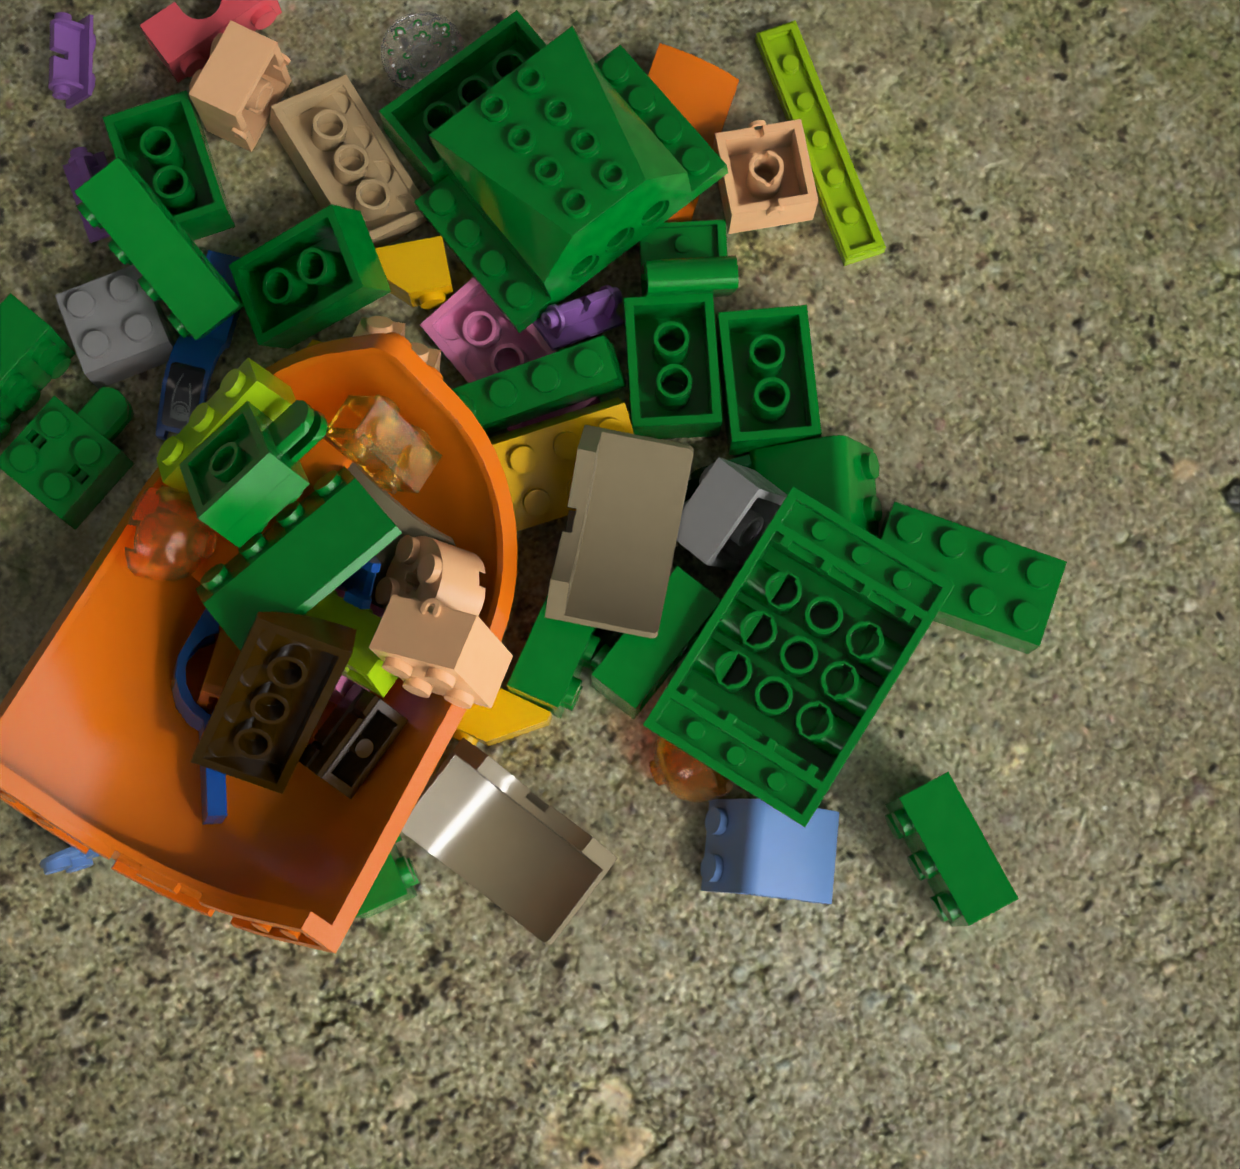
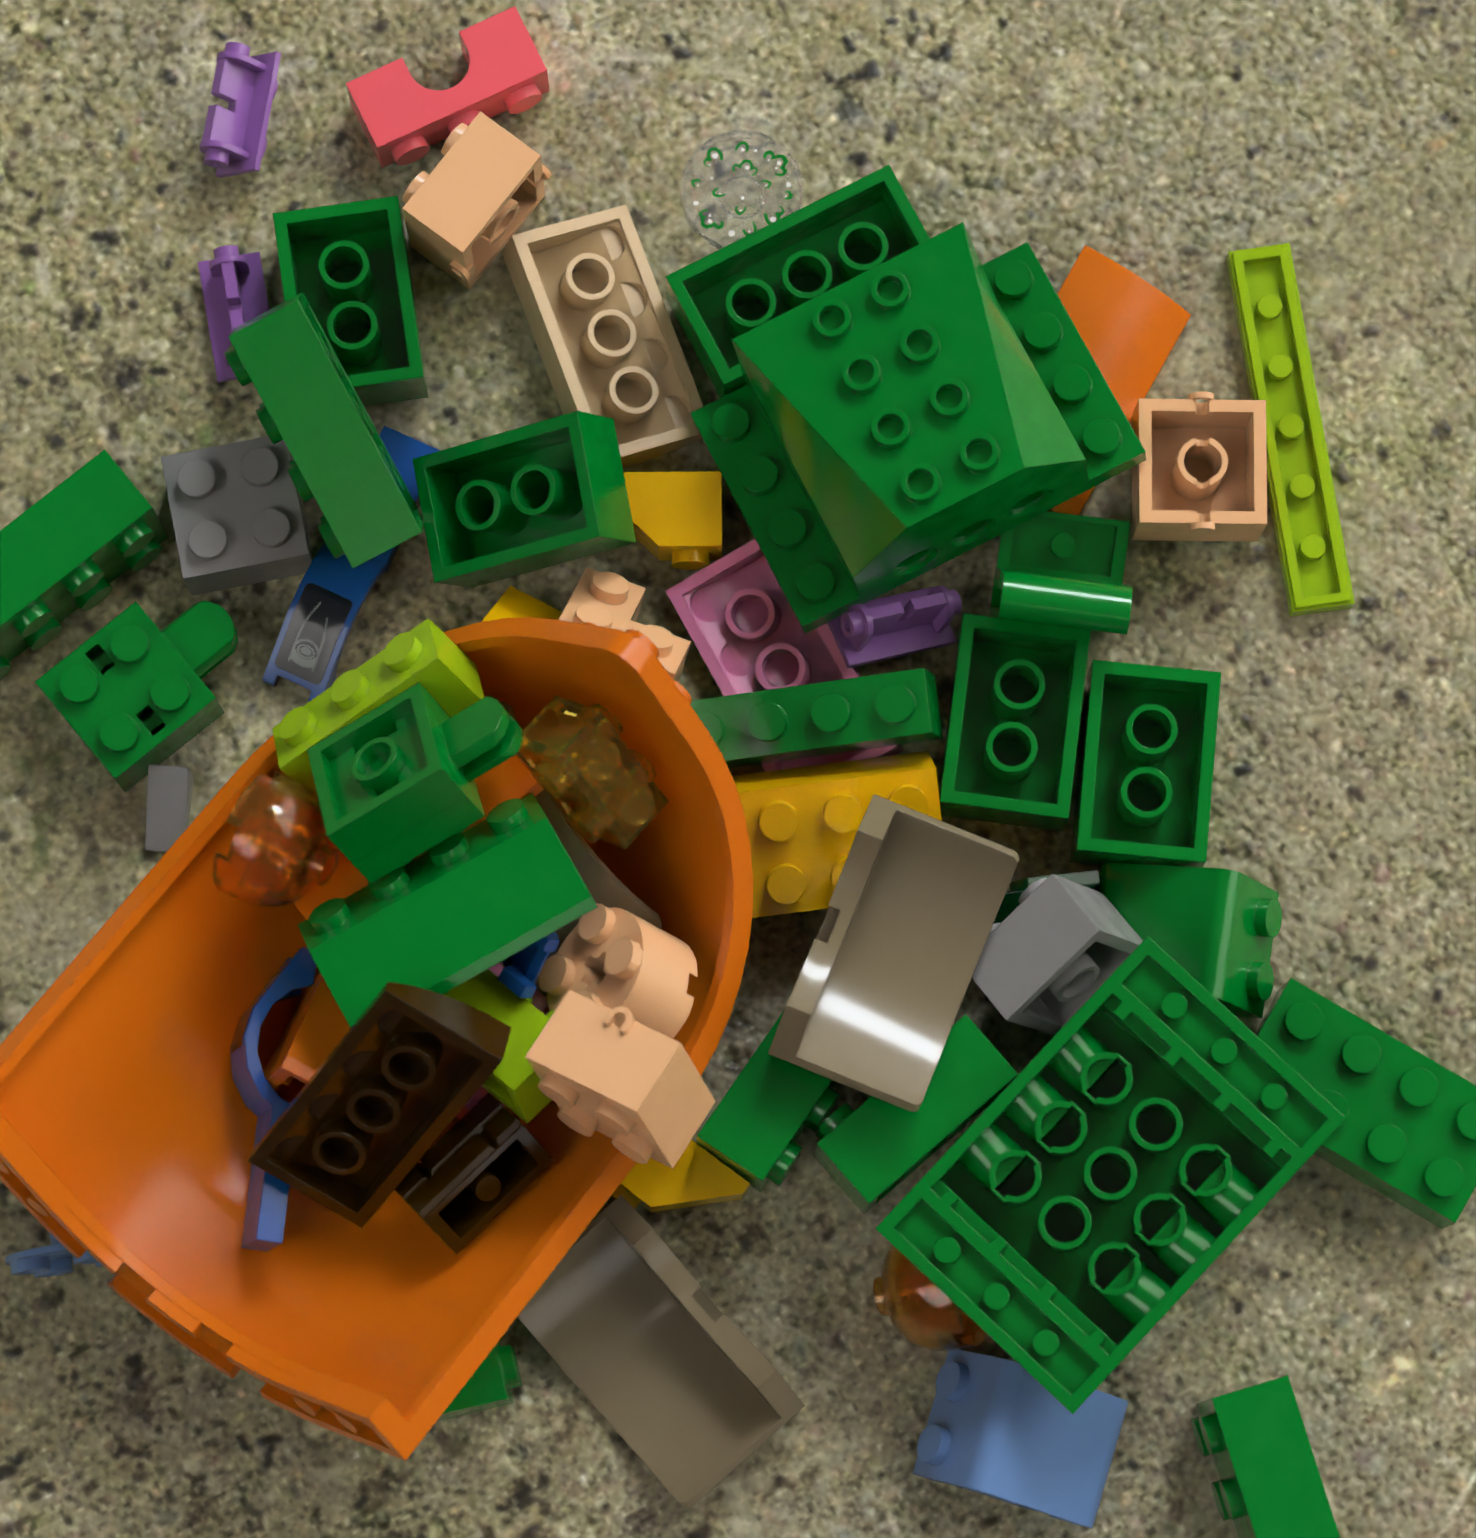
camera: 10 degrees right, 0 degrees up
(101, 522) = (167, 805): none -> light grey piece

